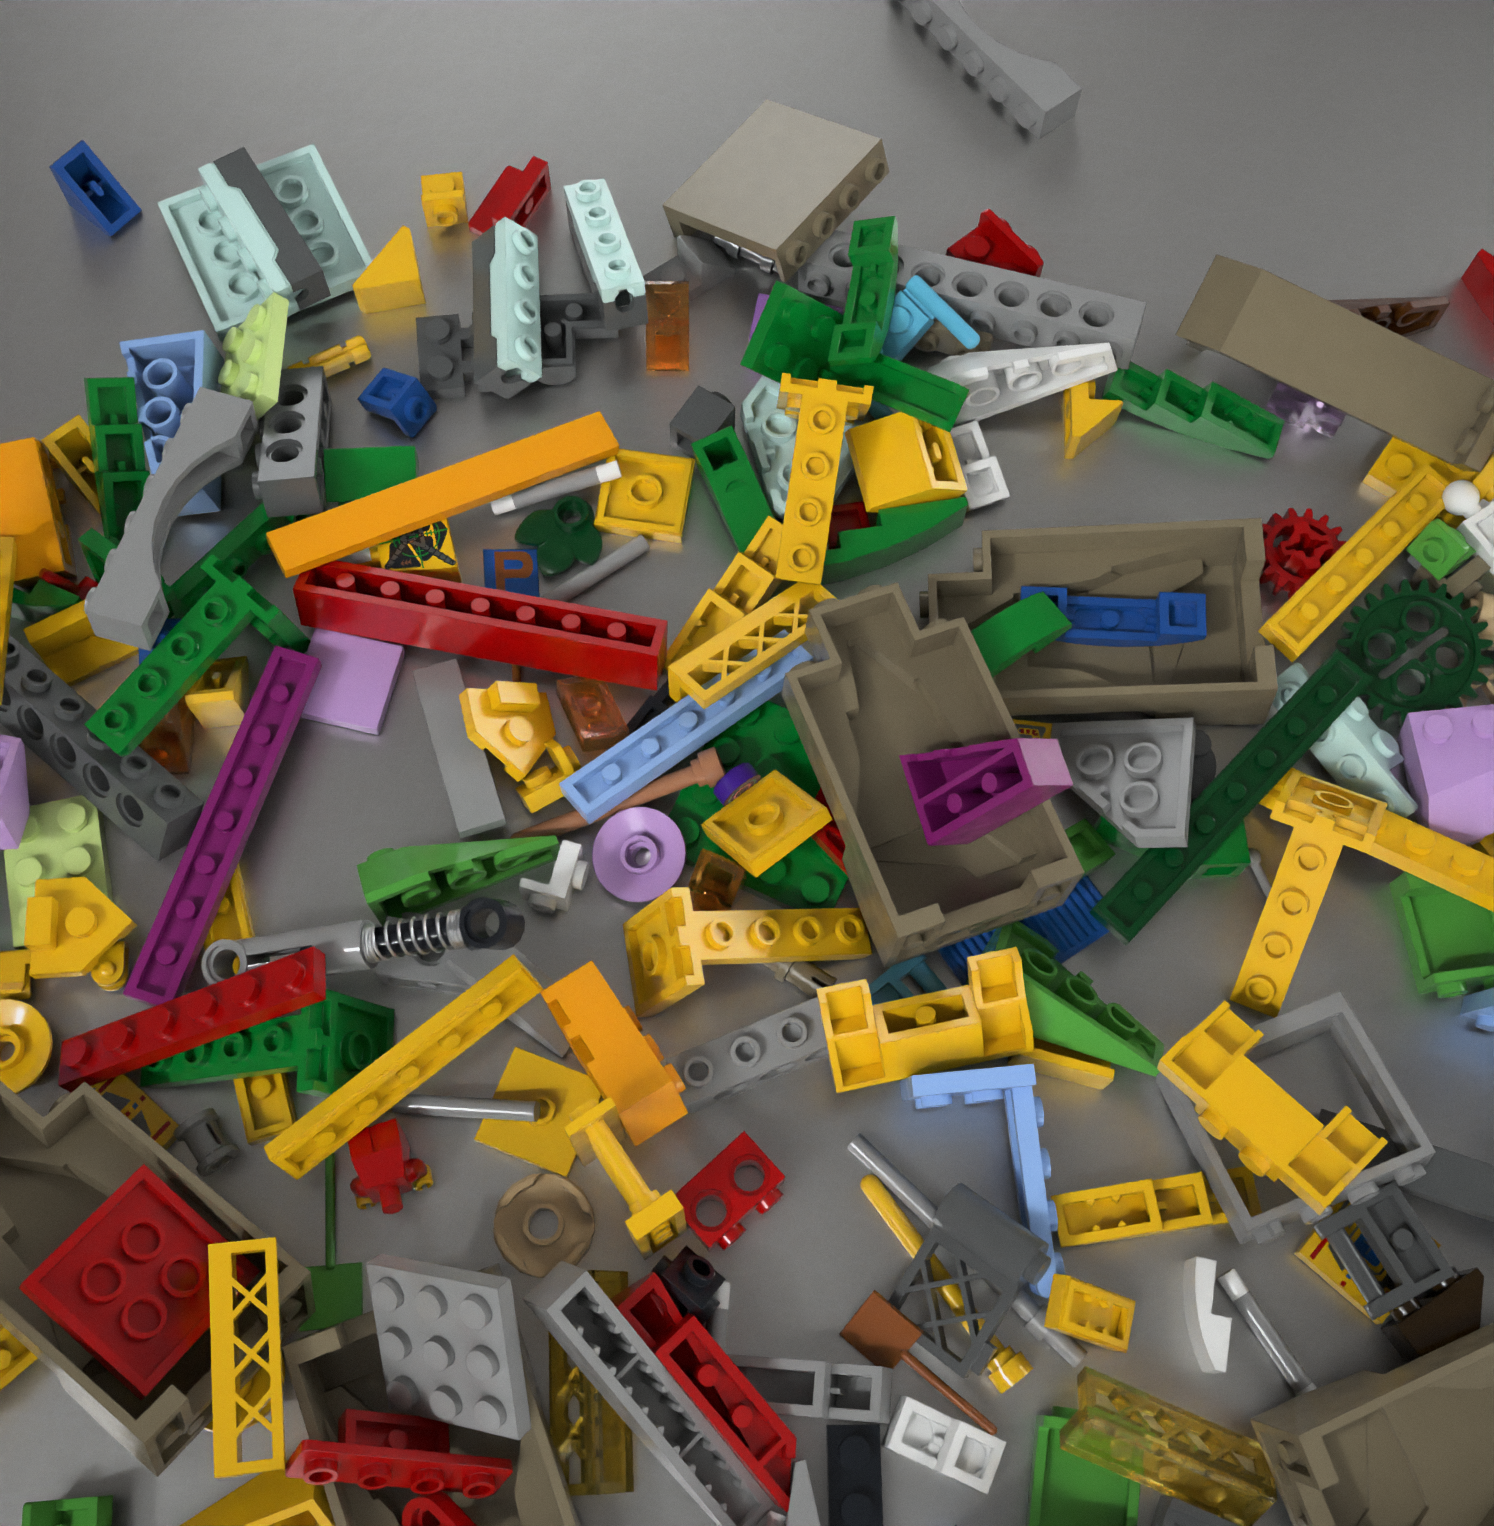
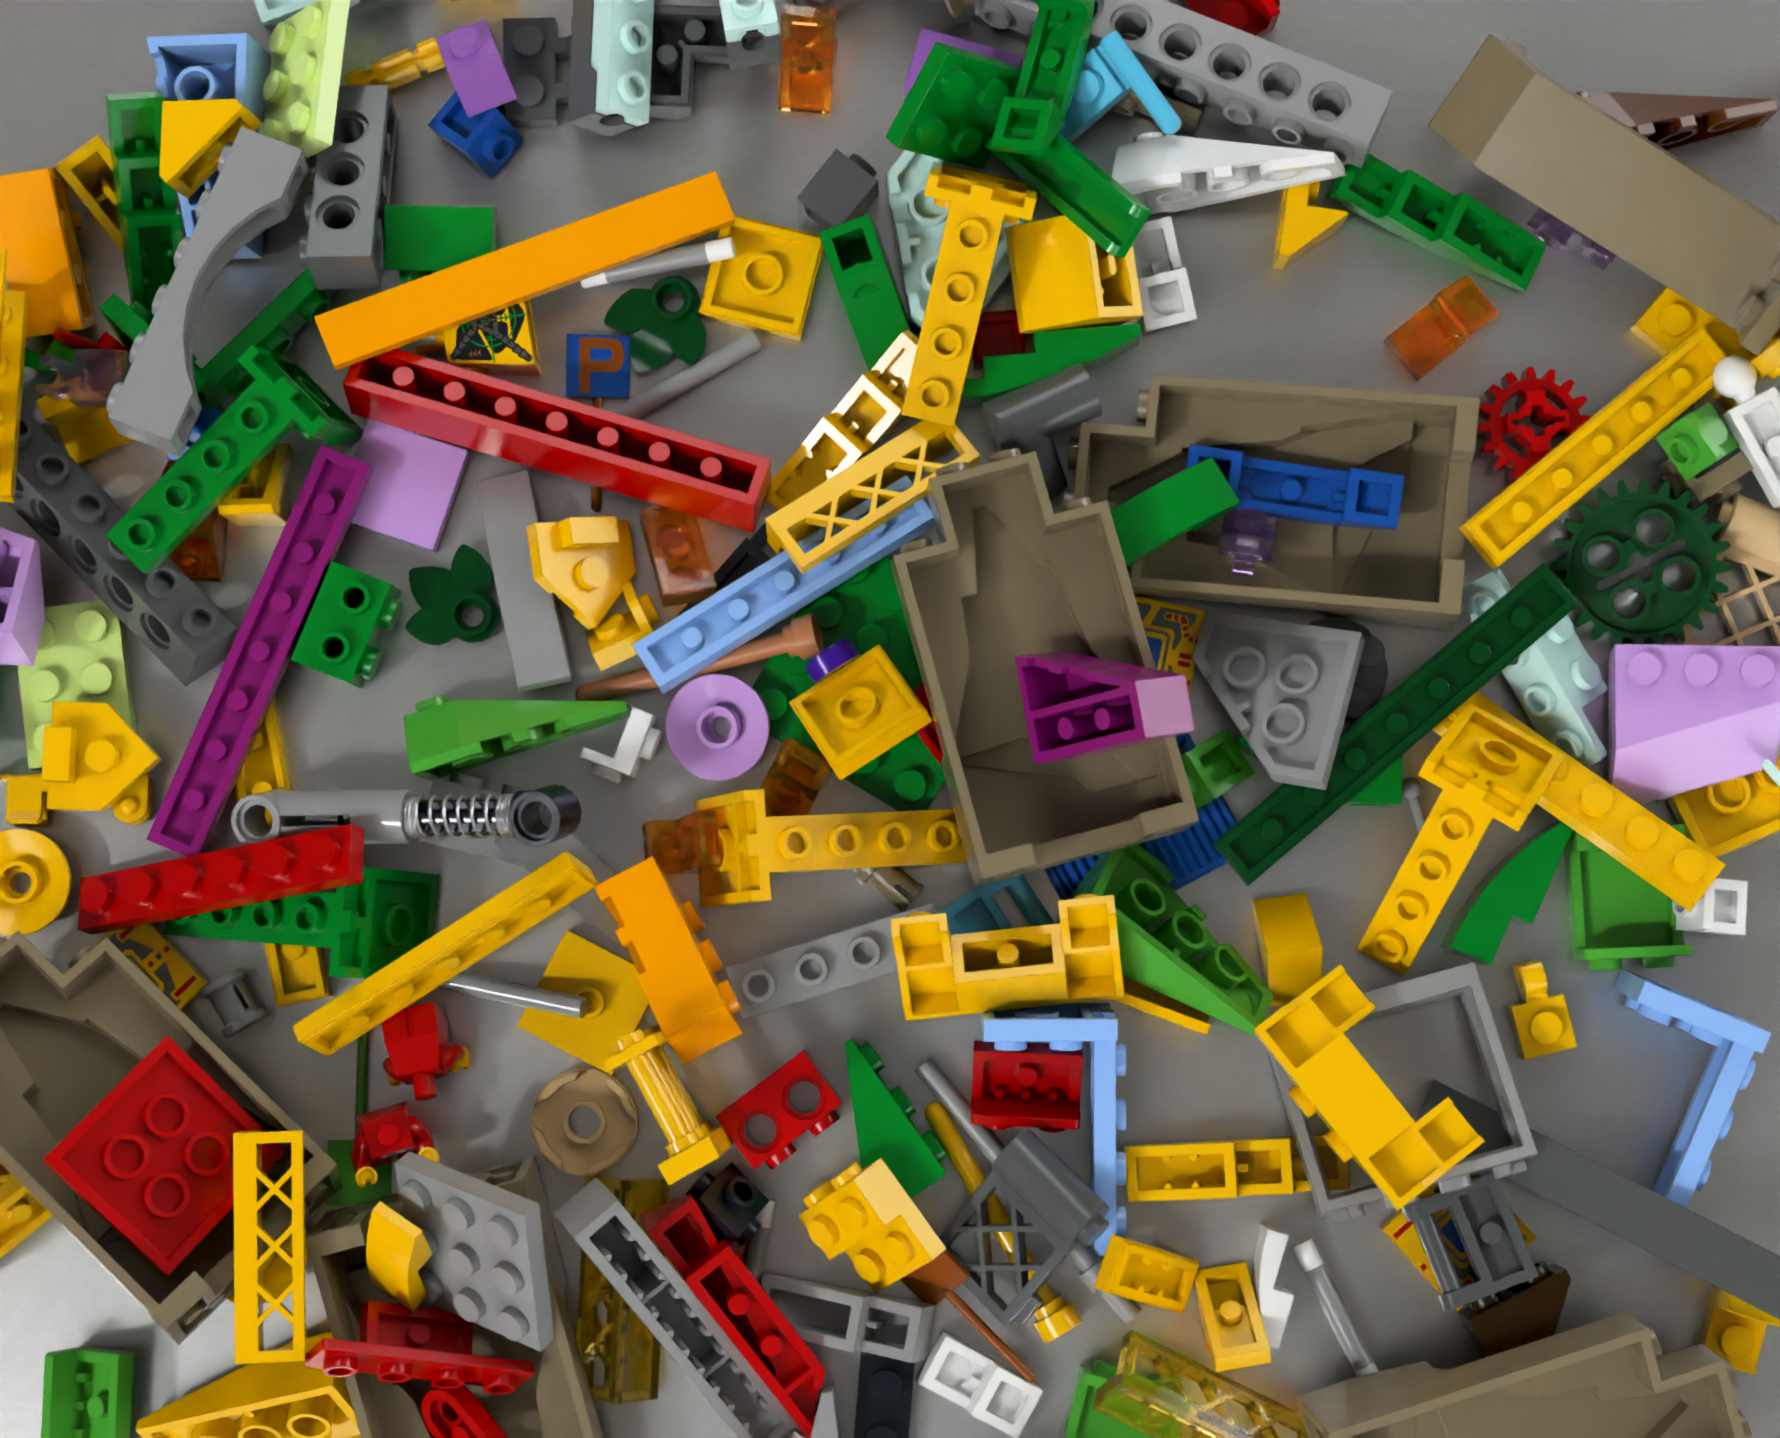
camera: 15 degrees right, 15 degrees up
(64, 605) = (87, 379): none -> plate
(159, 402) = (194, 137): none -> yellow slope
(303, 797) = (348, 625): none -> green brick
(350, 1251) = (388, 1134): none -> red piece
(369, 1355) = (395, 1255): none -> yellow slope
(393, 768) = (449, 596): none -> dark green plate
(395, 344) = (476, 68): none -> medium lavender slope
(622, 957) = (684, 843): none -> clear orange bracket
(825, 1290) = (871, 1222): none -> yellow plate
(832, 1214) = (885, 1124): none -> green slope
(901, 562) = (1040, 410): none -> dark grey brick
(952, 1147) = (1026, 1087): none -> red bracket
(1081, 657) = (1247, 537): none -> clear purple plate
(1168, 998) = (1287, 946): none -> yellow slope
(1174, 1350) = (1231, 1317): none -> yellow slope
(1210, 488) = (1441, 327): none -> clear orange slope
(1354, 938) = (1507, 893): none -> green slope
(1401, 1046) = (1541, 1020): none -> yellow plate

